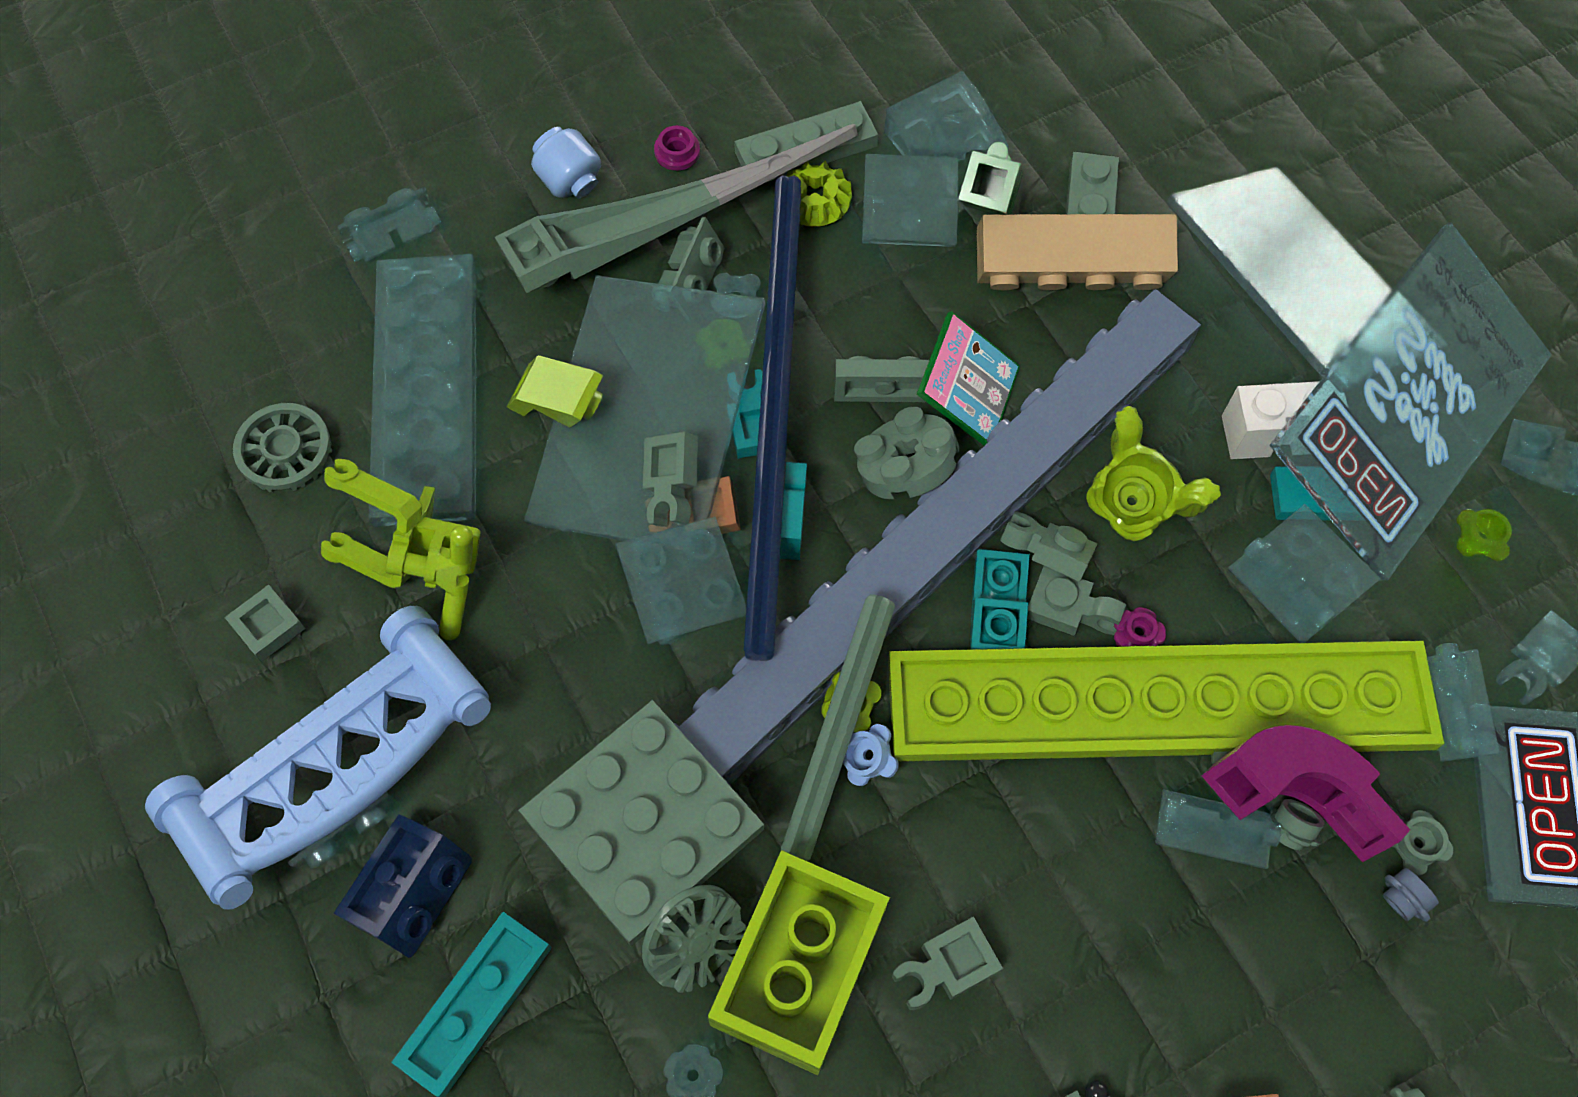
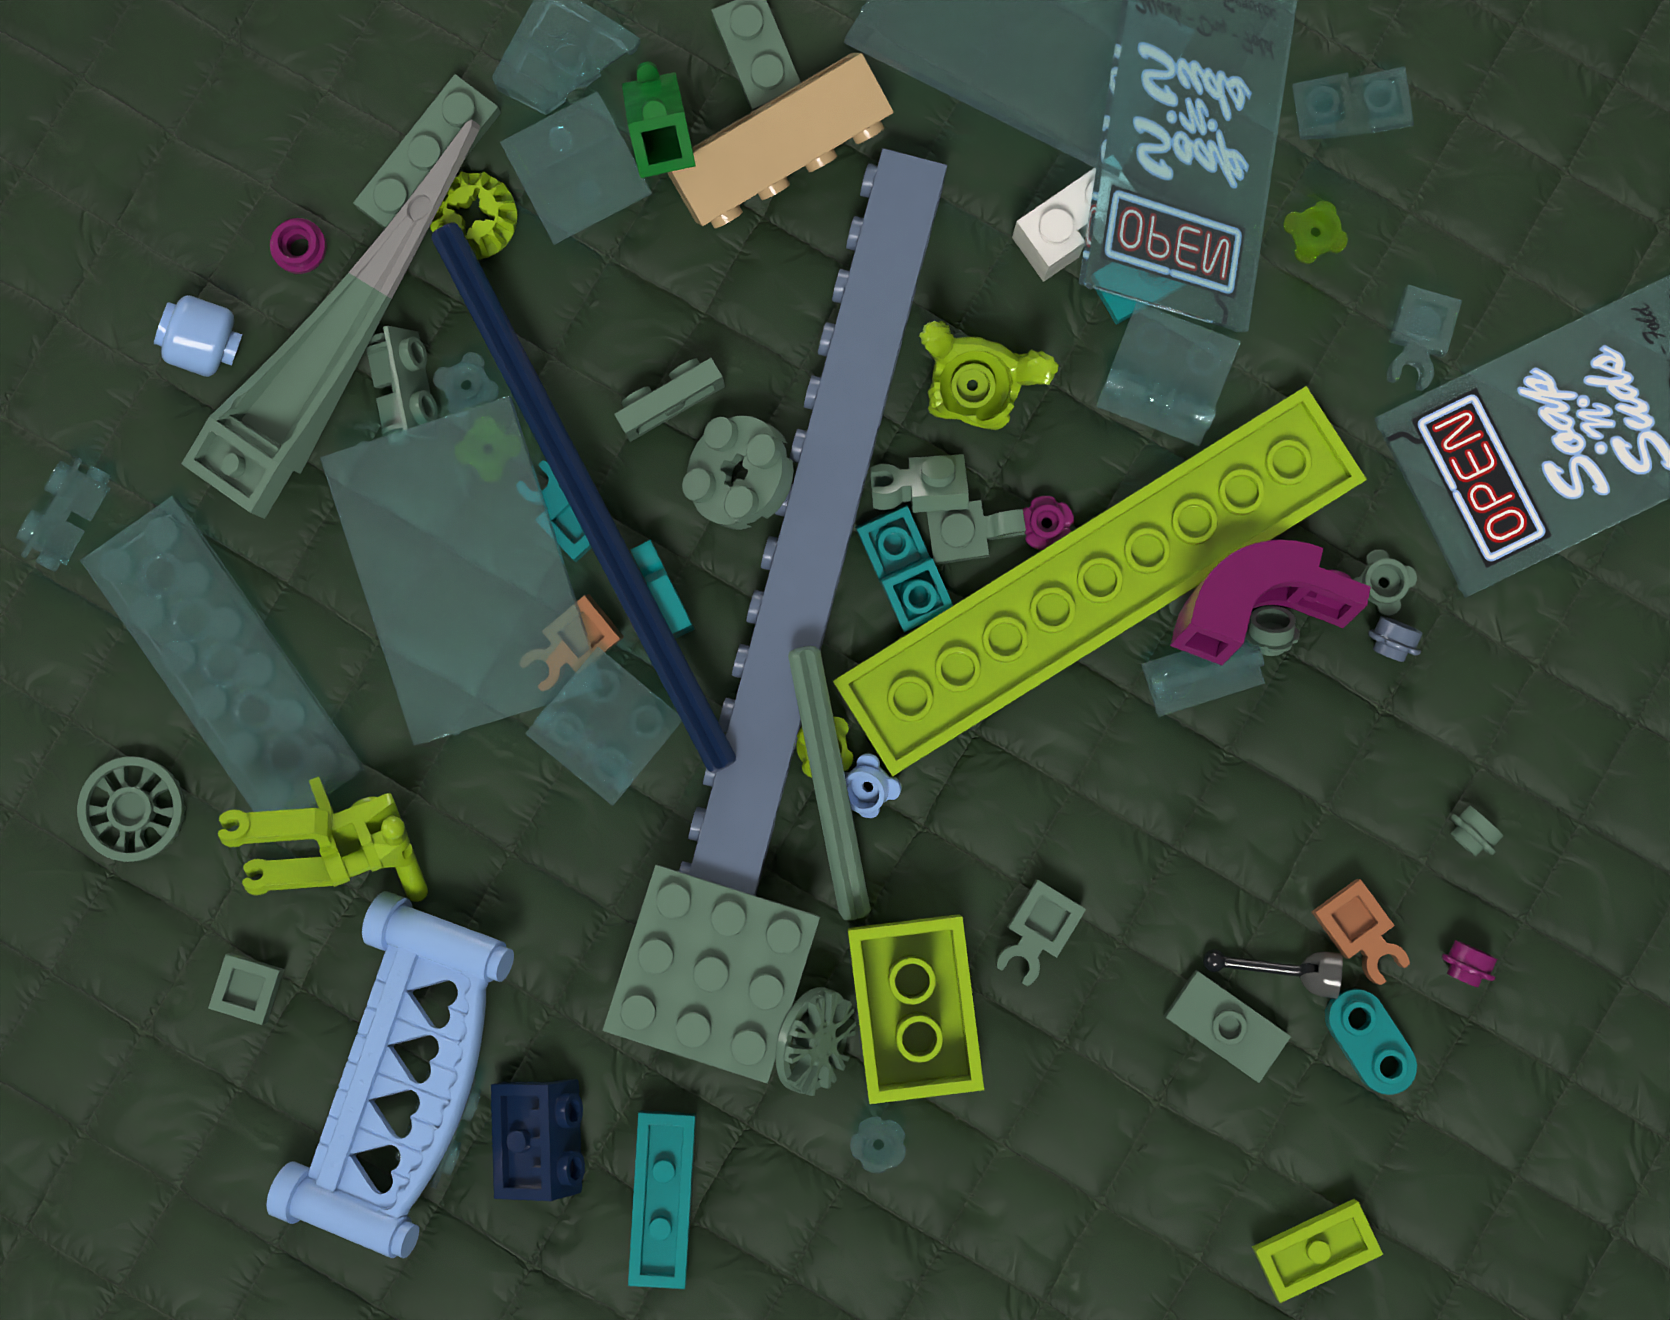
camera: 25 degrees left, 20 degrees up
(557, 391) = (364, 608): lime slope -> none
(667, 472) = (532, 630): sand green plate -> none
(968, 378) = (751, 353): piece -> none
(1462, 703) = (1365, 427): clear light blue hinge -> none

